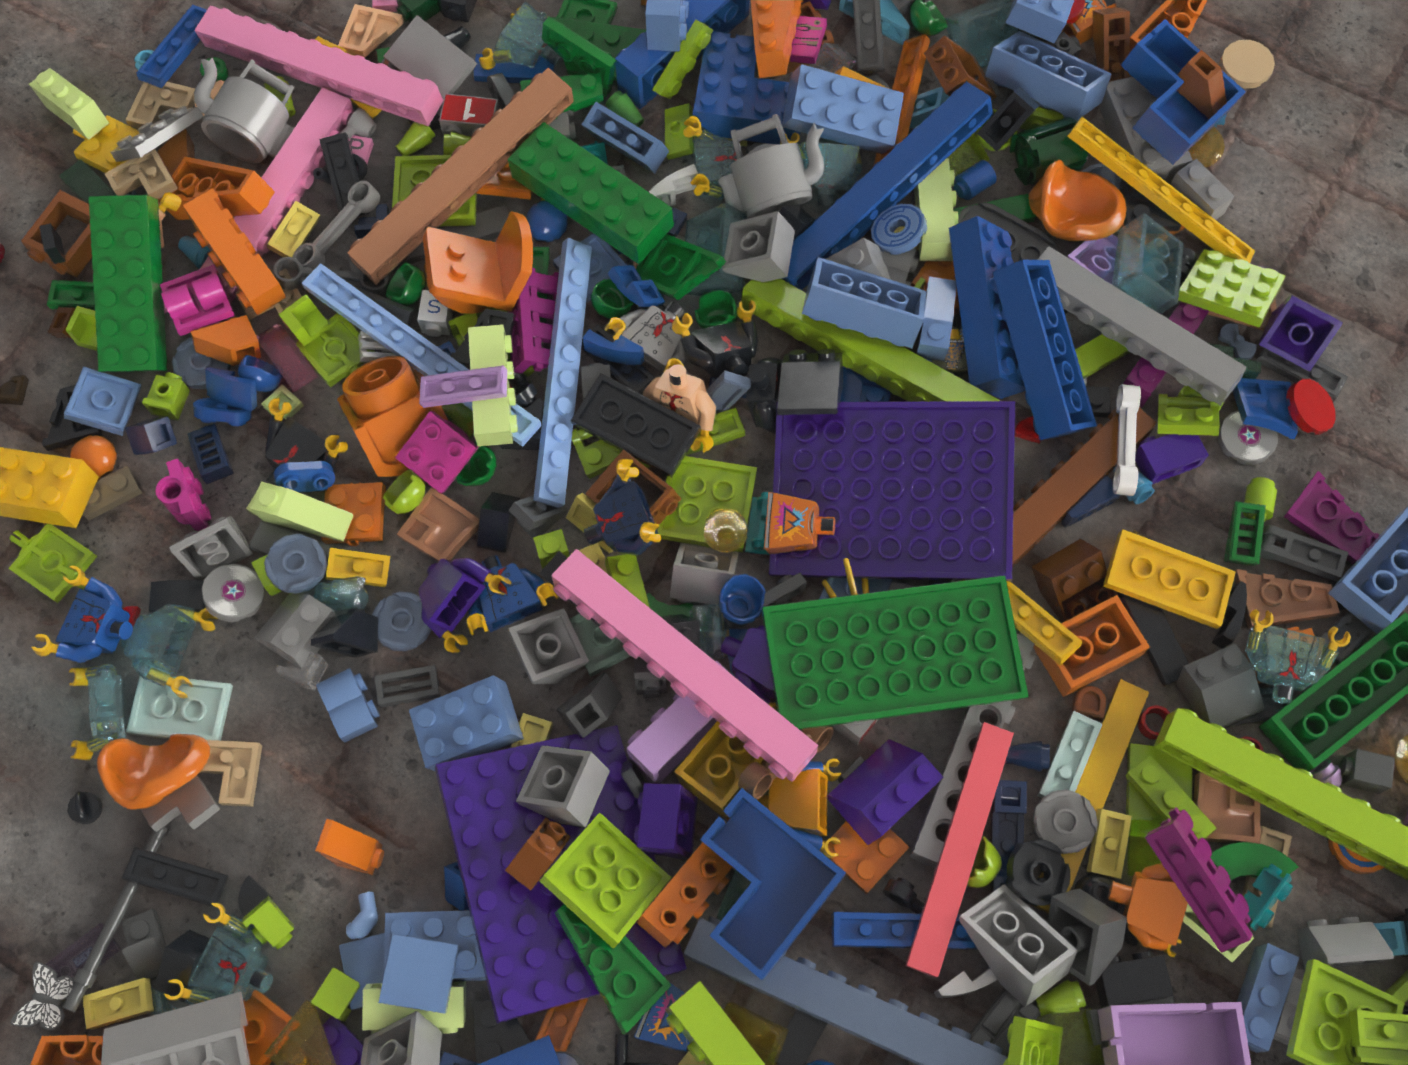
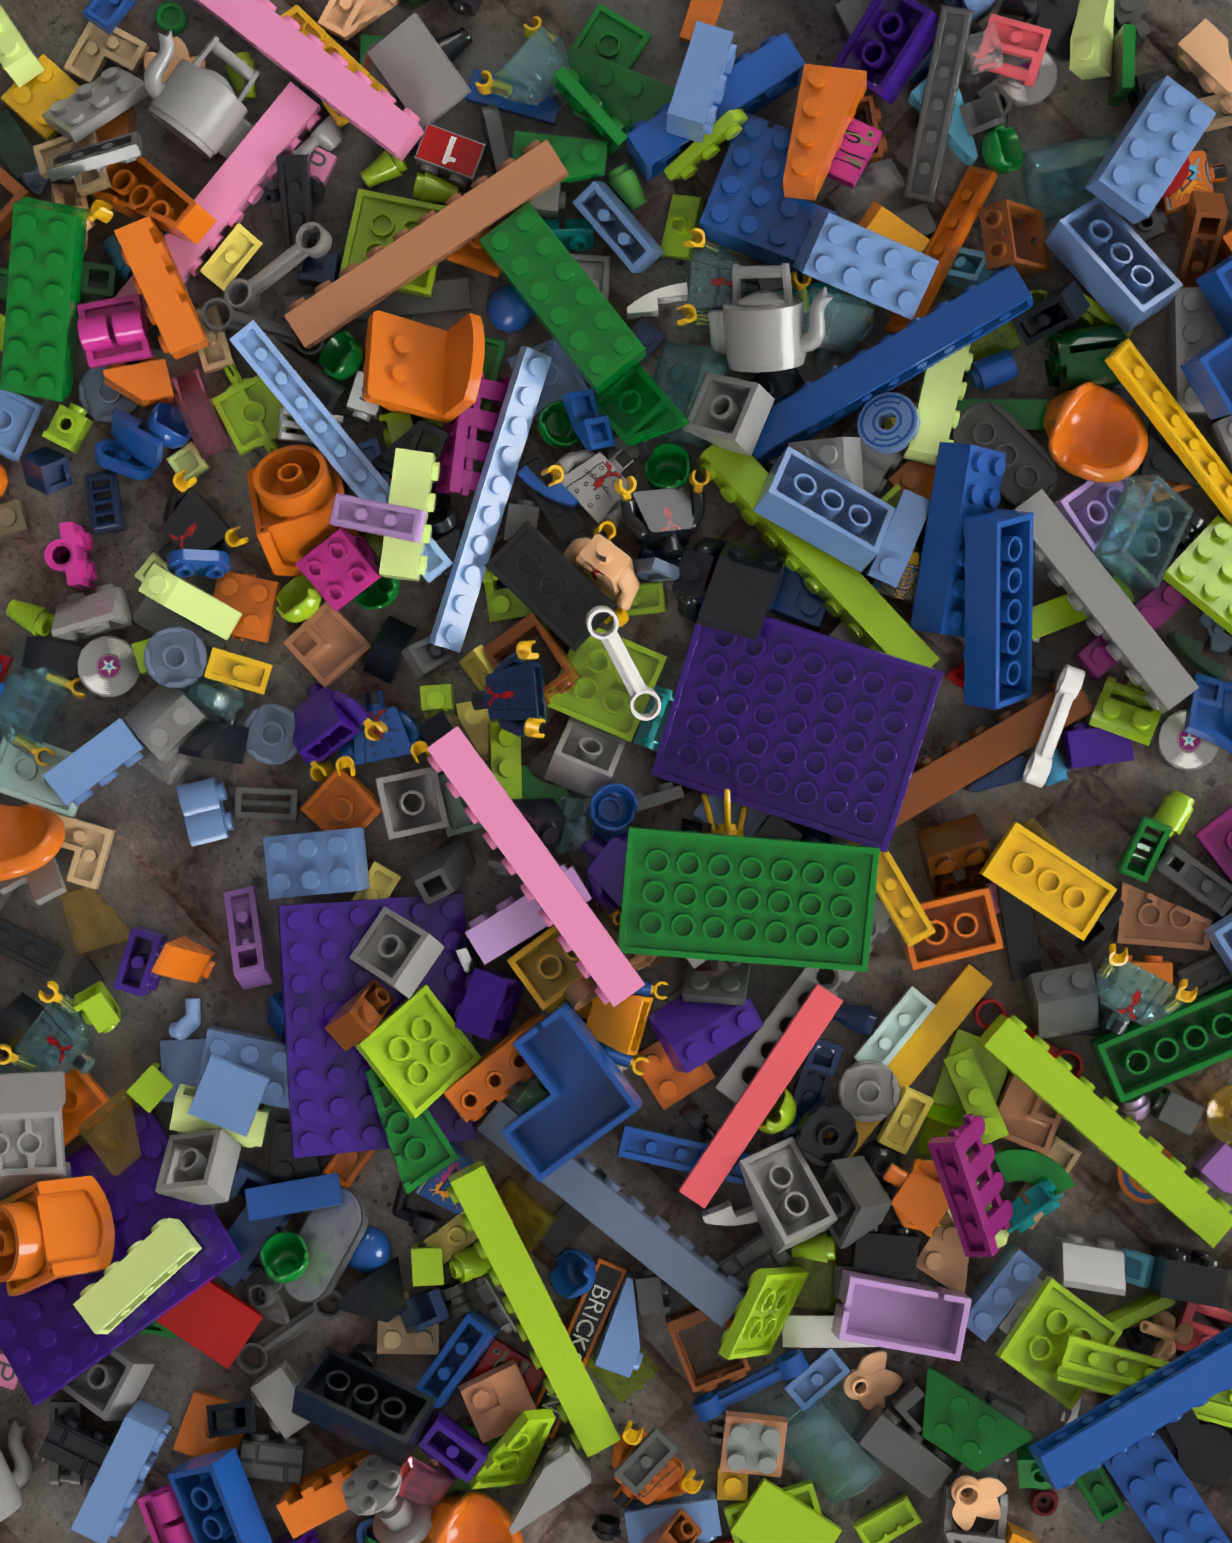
camera: 10 degrees right, 20 degrees up
(153, 565) = (31, 617): none -> lime cone
(159, 163) = (94, 157): none -> dark grey plate
(176, 264) = (97, 281): none -> dark green brick
(231, 675) = (95, 763): none -> medium blue brick
(252, 840) = (92, 921): none -> clear yellow wing
(304, 320) = (226, 379): lime panel -> none
(304, 867) = (138, 960): none -> dark purple brick
(411, 819) = (247, 939): none -> medium lavender slope
(478, 660) = (342, 803): none -> orange plate
(717, 471) = (623, 663): none -> white piece
(725, 530) = (615, 725): clear yellow plate -> none
(794, 524) = (686, 736): orange torso -> none
(893, 748) = (723, 986): none -> dark grey plate
(1090, 702) = (932, 979): dark orange tile -> none
(1195, 971) = (944, 1256): none -> light nougat wing

